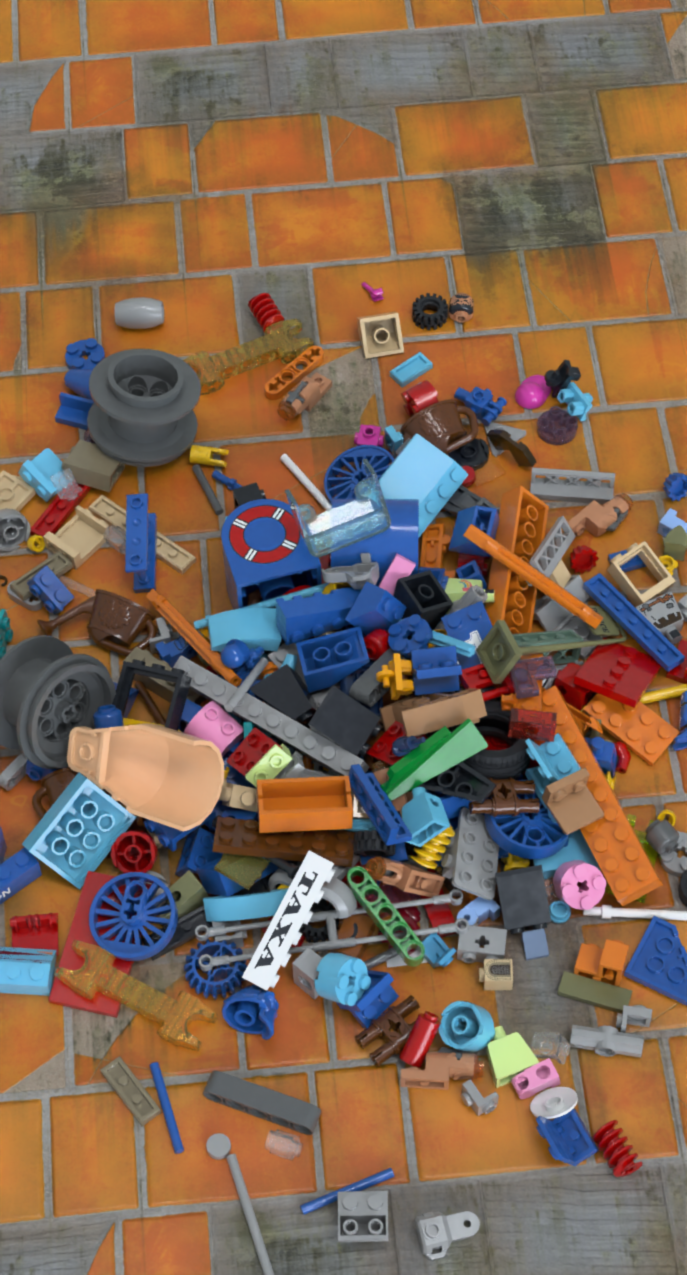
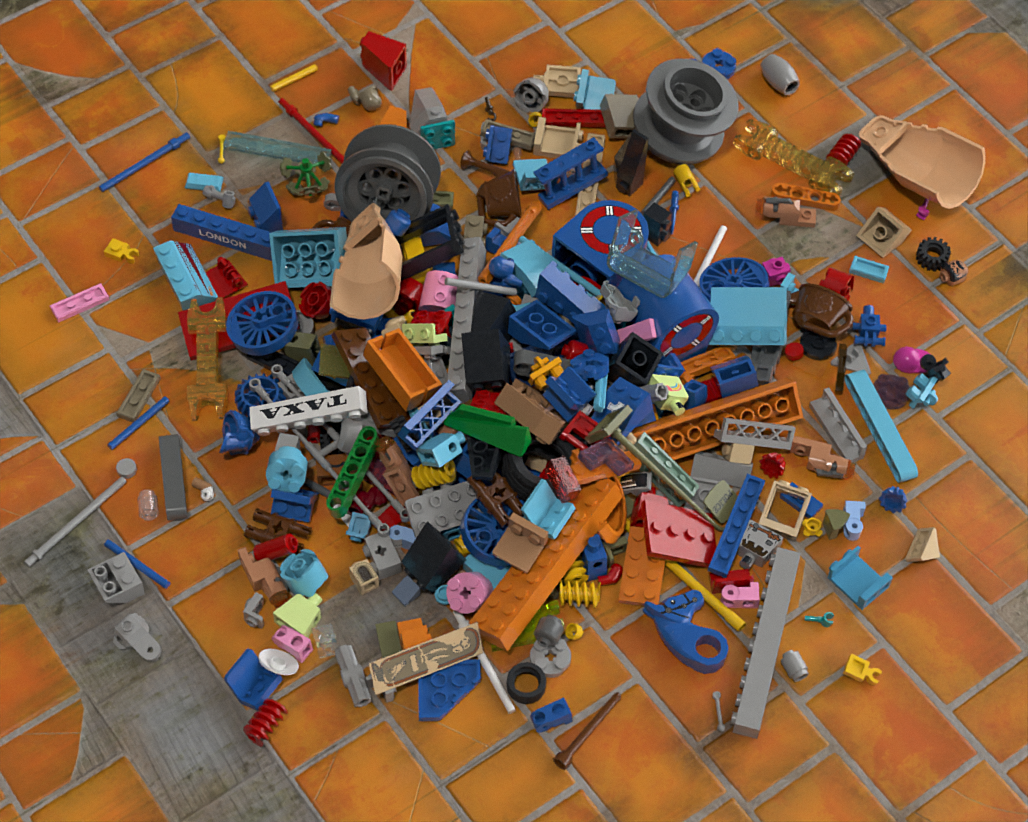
camera: 55 degrees right, 0 degrees up
(66, 484) = (591, 106): clear bracket -> none
(106, 577) = (525, 176): none -> medium azure bracket
(166, 486) = (630, 163): none -> black wedge
(295, 1077) = (206, 489): none -> arm
(328, 254) = (927, 159): none -> light nougat windscreen
(405, 744) = (483, 401): dark blue piece -> none
(533, 576) = (715, 428): orange piece -> none
(593, 453) = (881, 426): none -> medium azure beam
(632, 788) = (579, 594): none -> yellow piece
(637, 958) = (426, 658): none -> sticker

